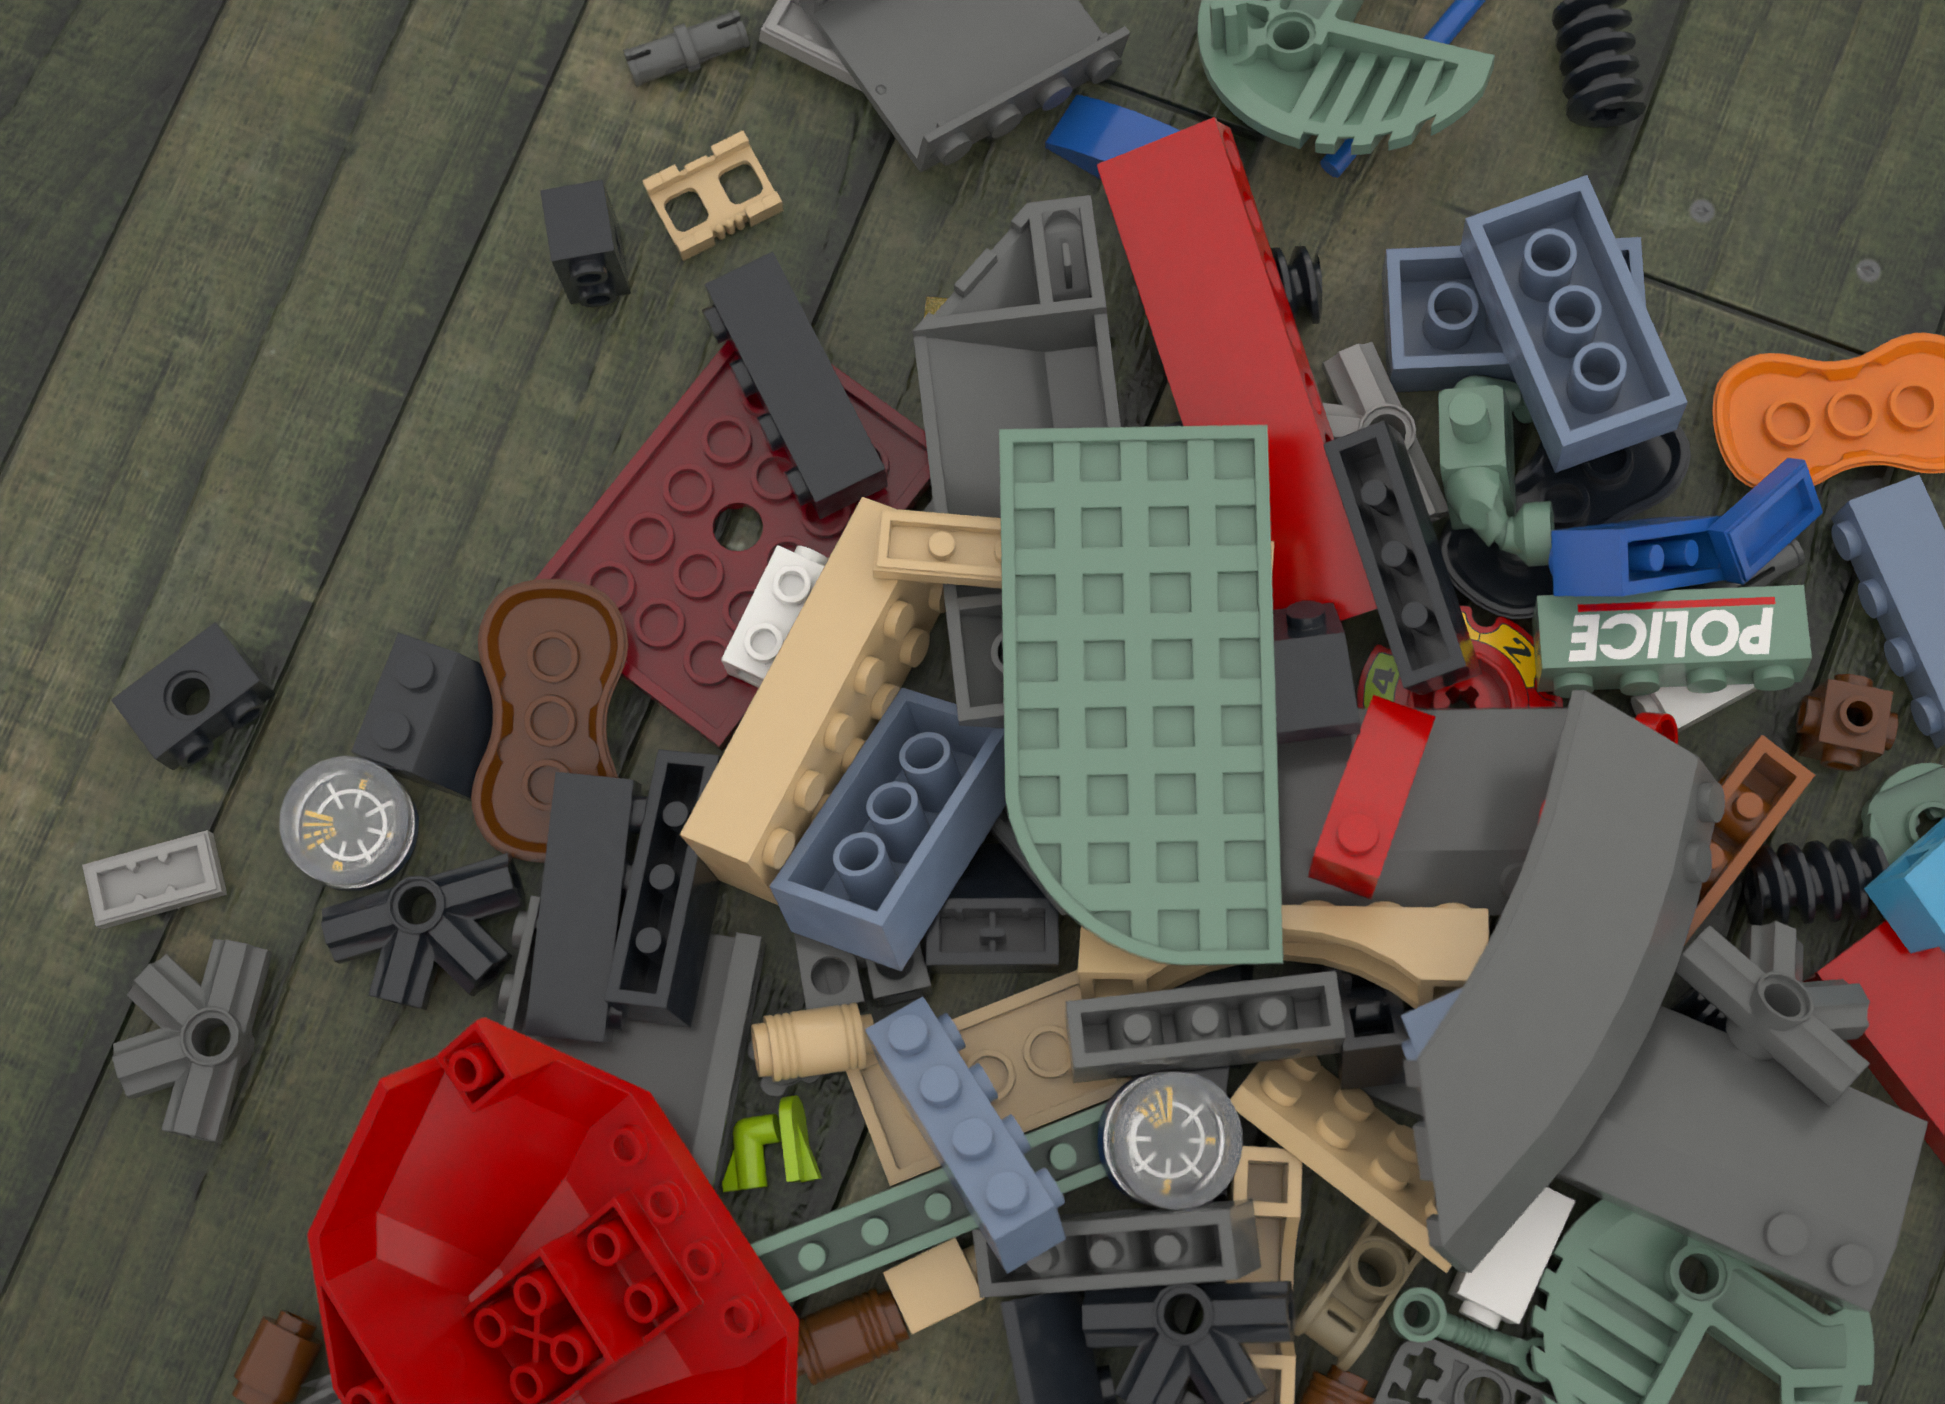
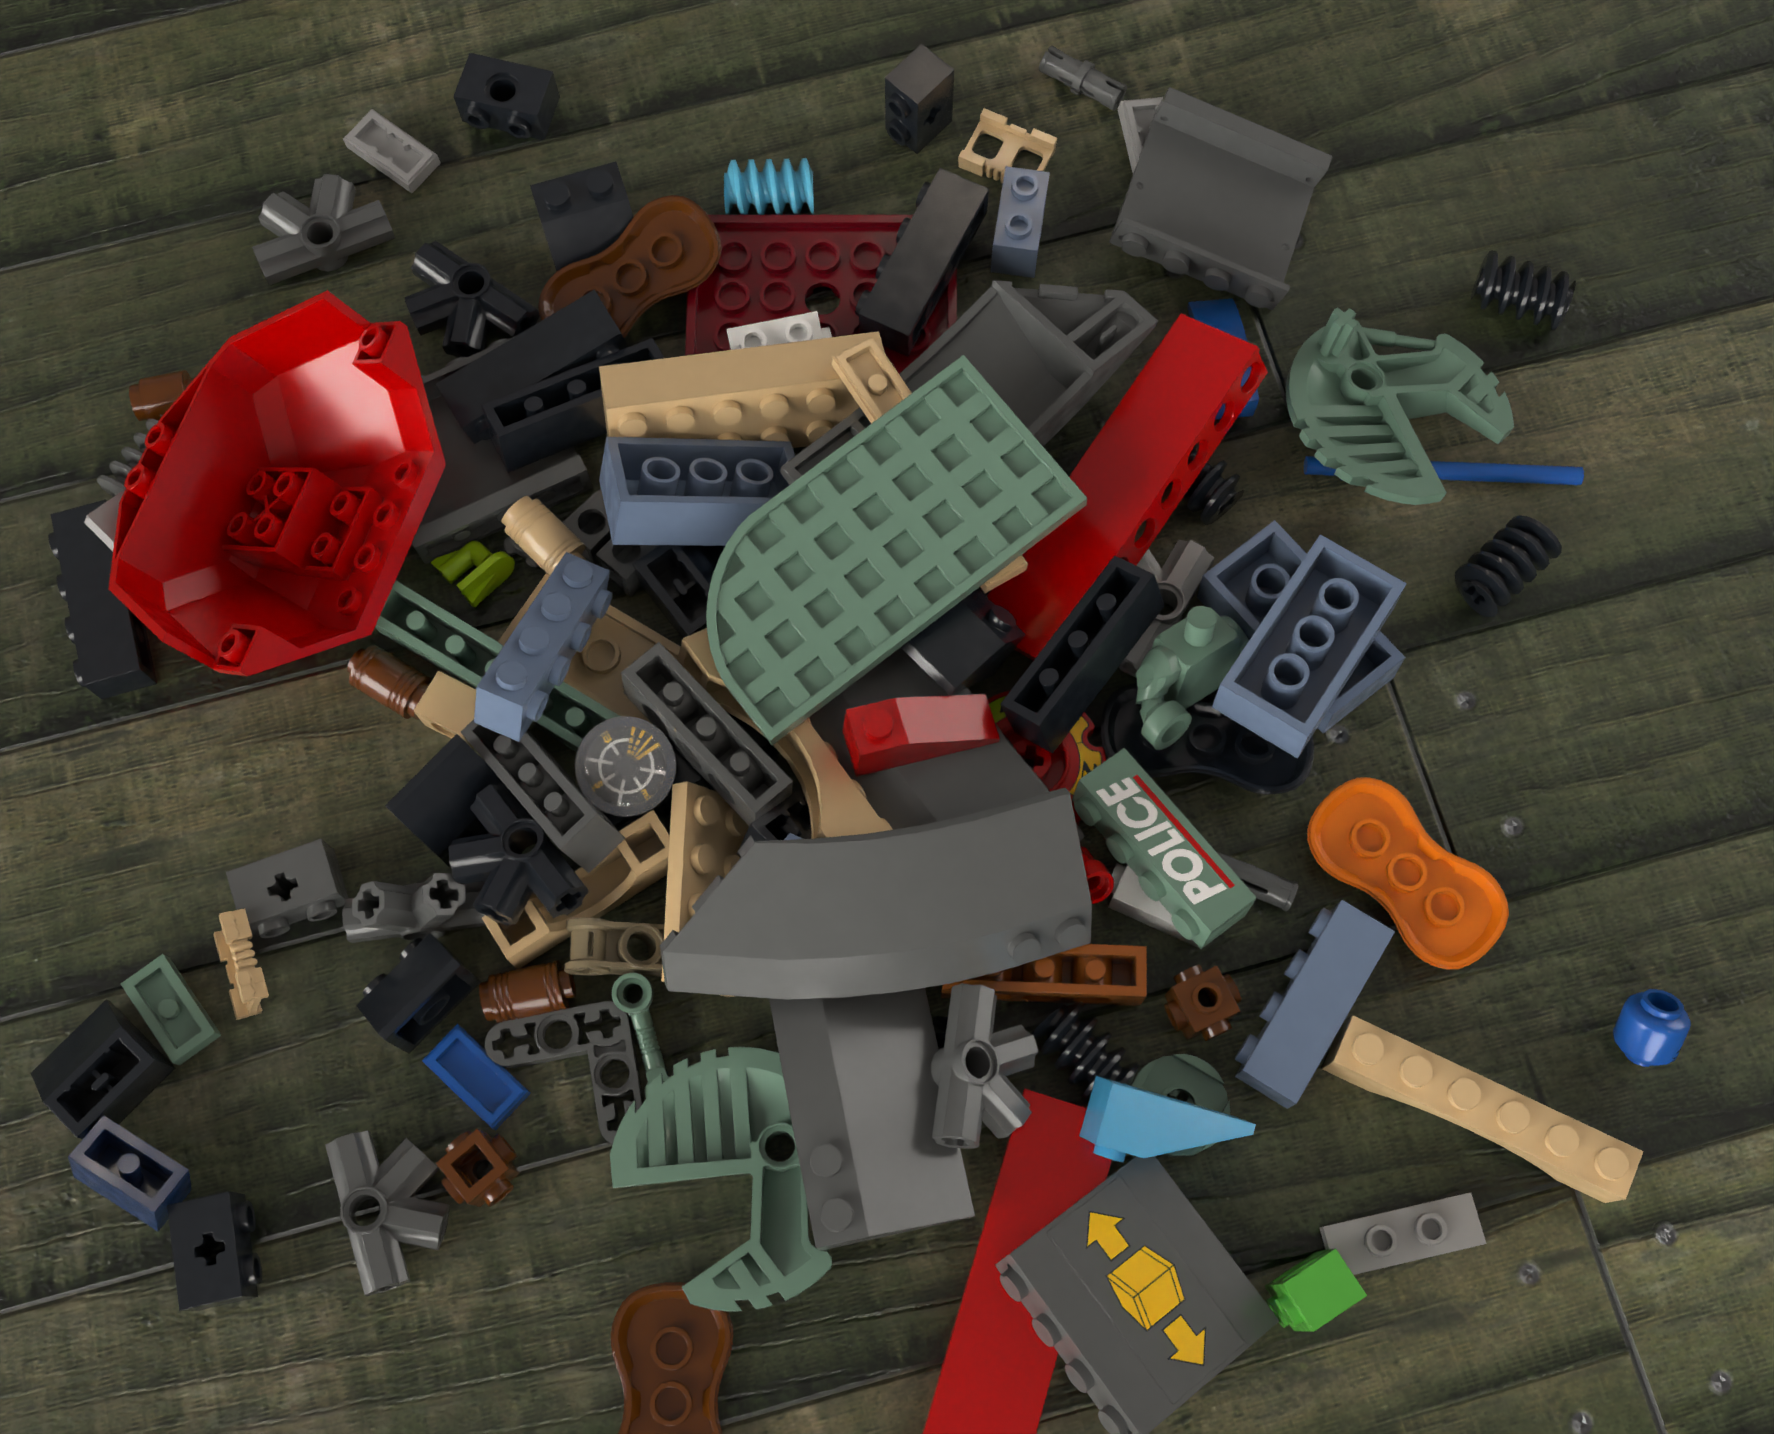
camera: 50 degrees right, 5 degrees down
(349, 823) = (494, 220): clear piece -> none
(555, 484) = (768, 187): none -> medium azure piece
(817, 246) = (1019, 221): none -> sand blue brick
(1512, 1269) = (709, 1024): white brick -> none
(1633, 556) = (1199, 792): blue brick -> none
(1765, 521) = (1289, 860): blue tile -> none

